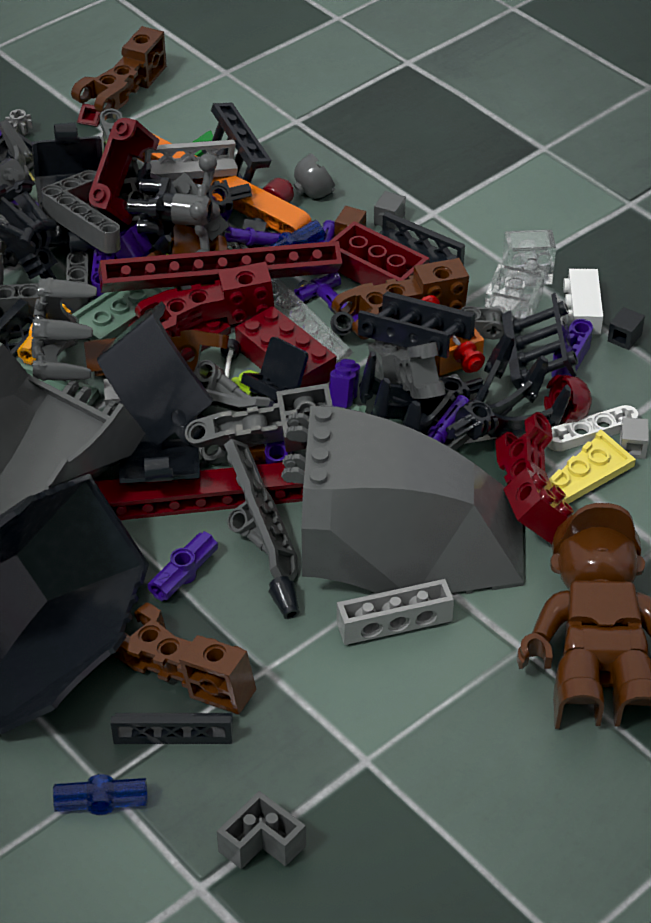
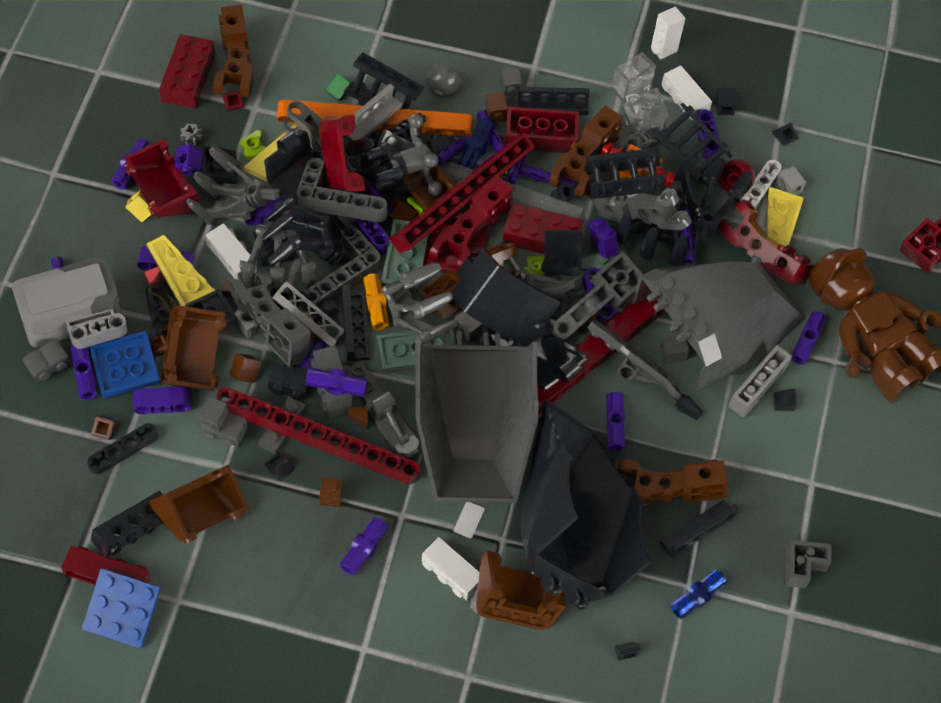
camera: 40 degrees left, 15 degrees up
(54, 77) = (187, 71): none -> dark red brick
(280, 188) = (429, 102): dark red head -> none
(414, 653) = (785, 400): none -> black slope
(504, 601) = (812, 330): none -> dark purple piece
(604, 229) = (667, 32): none -> white brick

